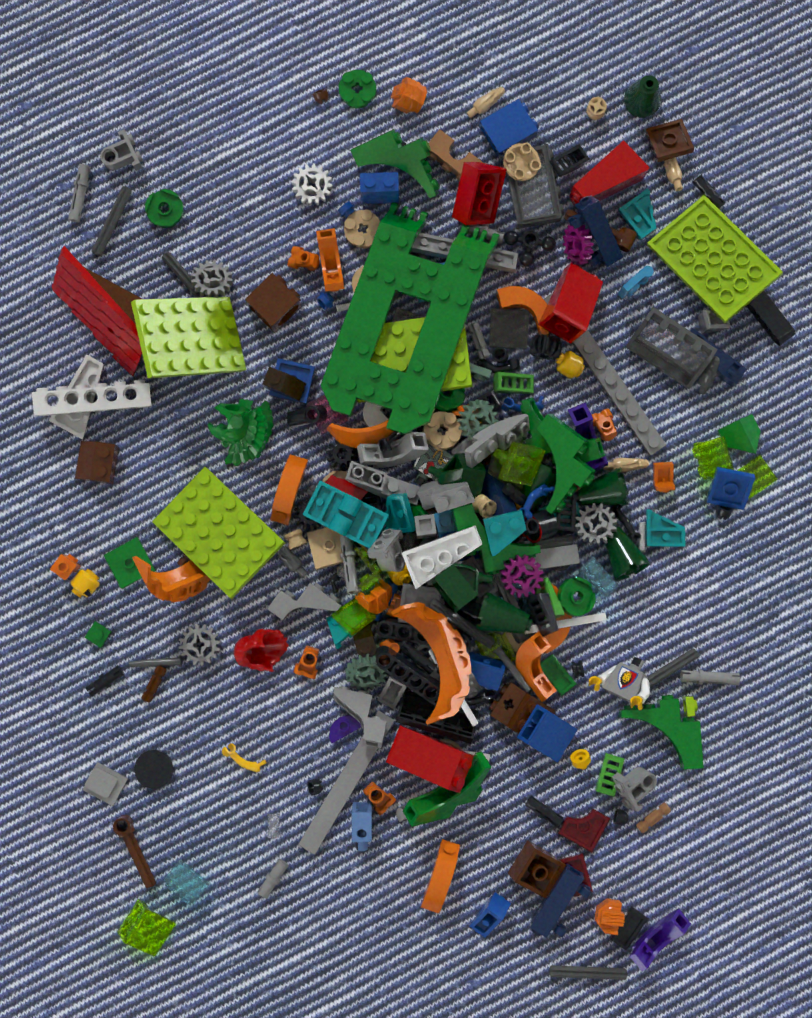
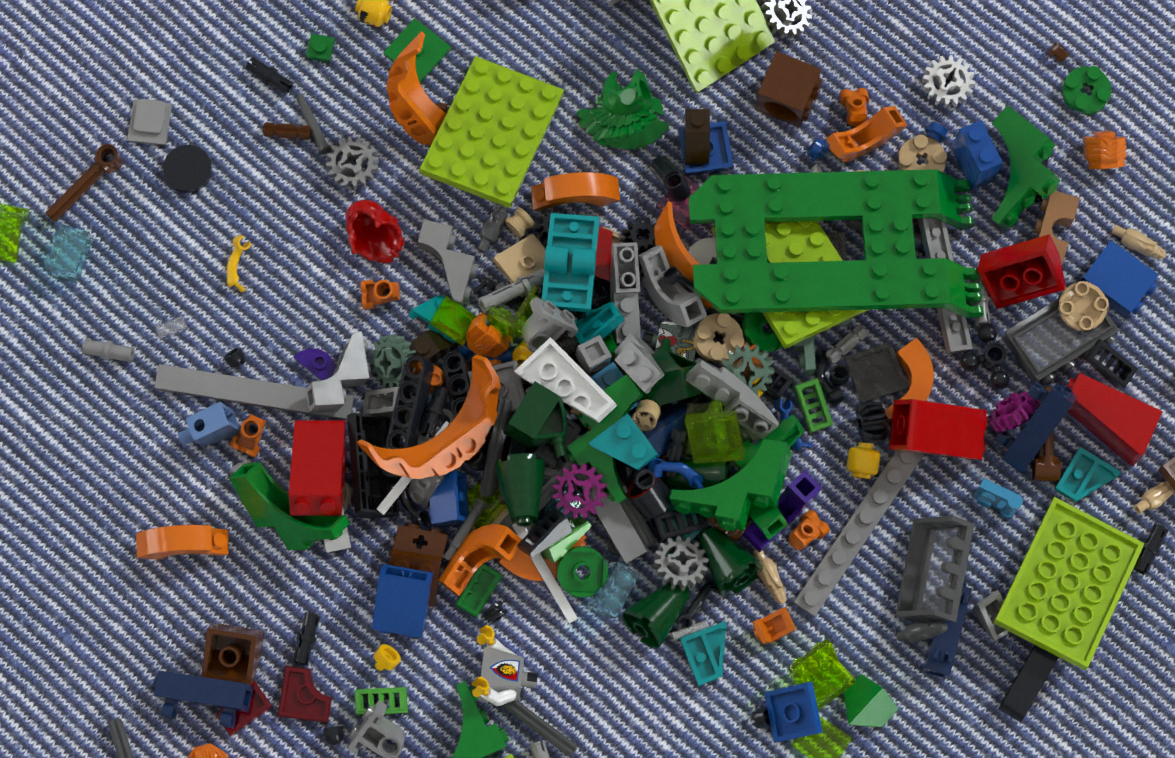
camera: 70 degrees right, 10 degrees down
(490, 915) = (157, 620): blue slope -> none

